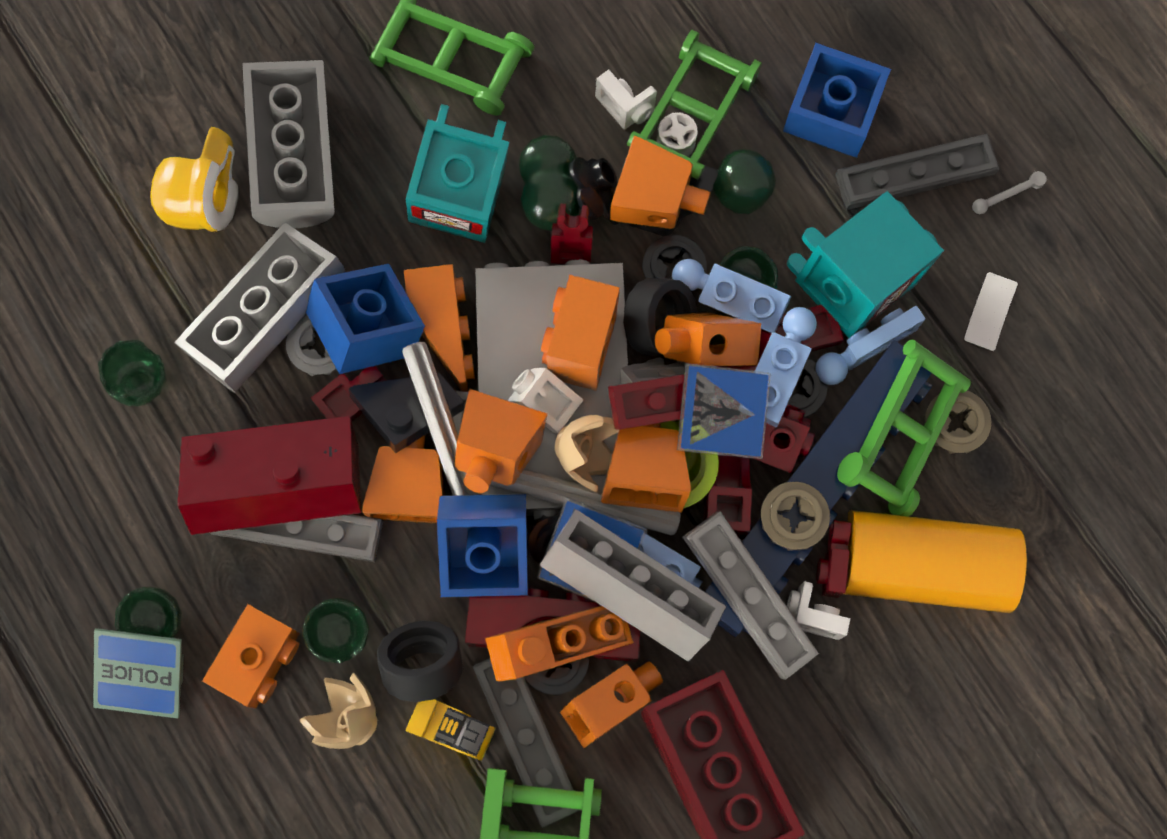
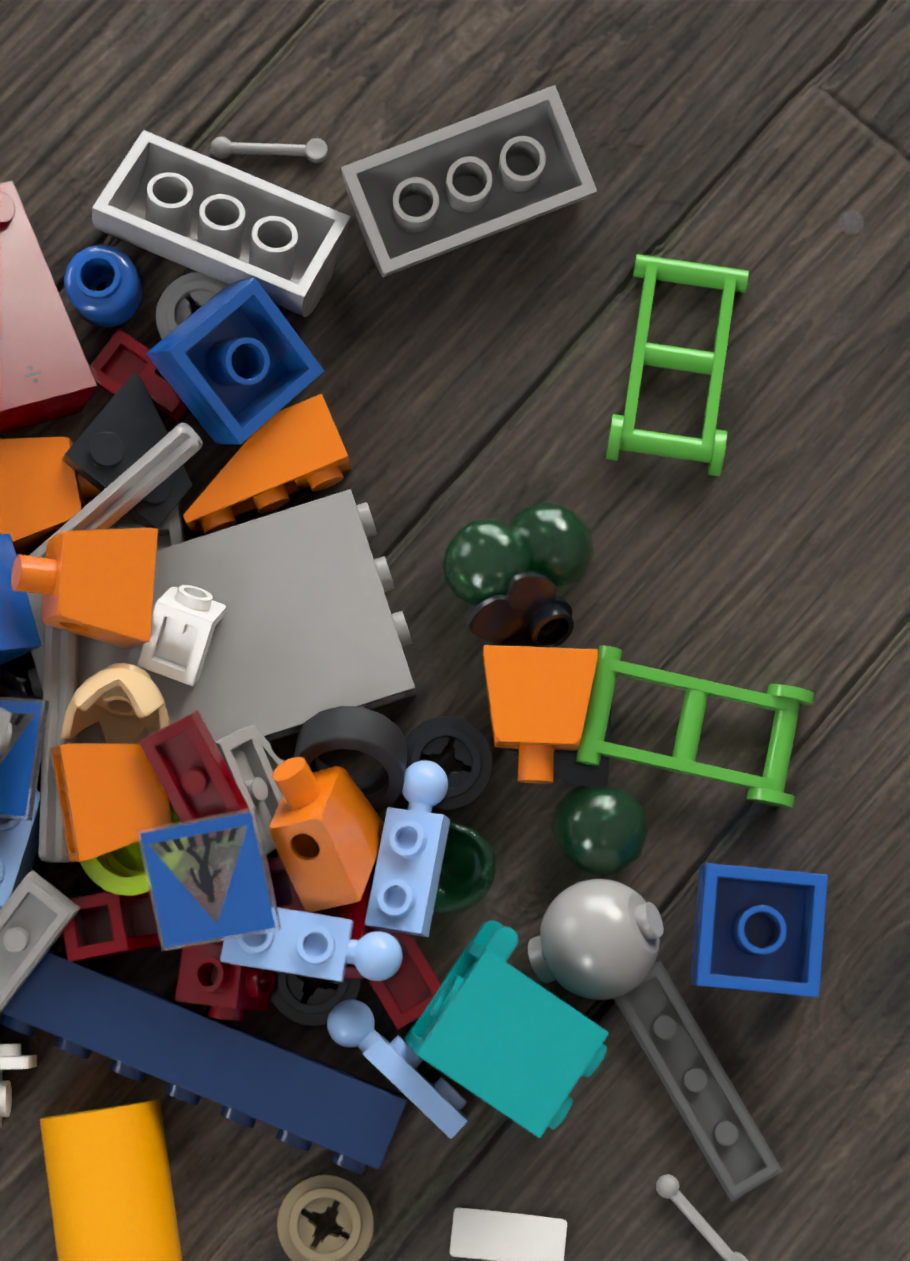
camera: 80 degrees right, 5 degrees up
(132, 373) = (89, 91): clear green hair -> none
(199, 190) = (361, 98): yellow piece -> none
(226, 242) = (314, 150): none -> light grey hinge
(266, 396) = (103, 286): none -> blue head
(457, 178) = (460, 424): teal container -> none
(571, 237) = (437, 609): dark red plate -> none
(582, 331) = (272, 653): orange brick -> none
(620, 101) = (675, 615): white bracket -> none
(680, 128) = (644, 701): white wheel -> none
(810, 504) = (86, 998): dark tan gear -> none
(818, 194) = (597, 940): none -> light grey brick
(834, 568) = (61, 1093): dark red plate -> none
(856, 466) = (192, 1171): bright green piece -> none

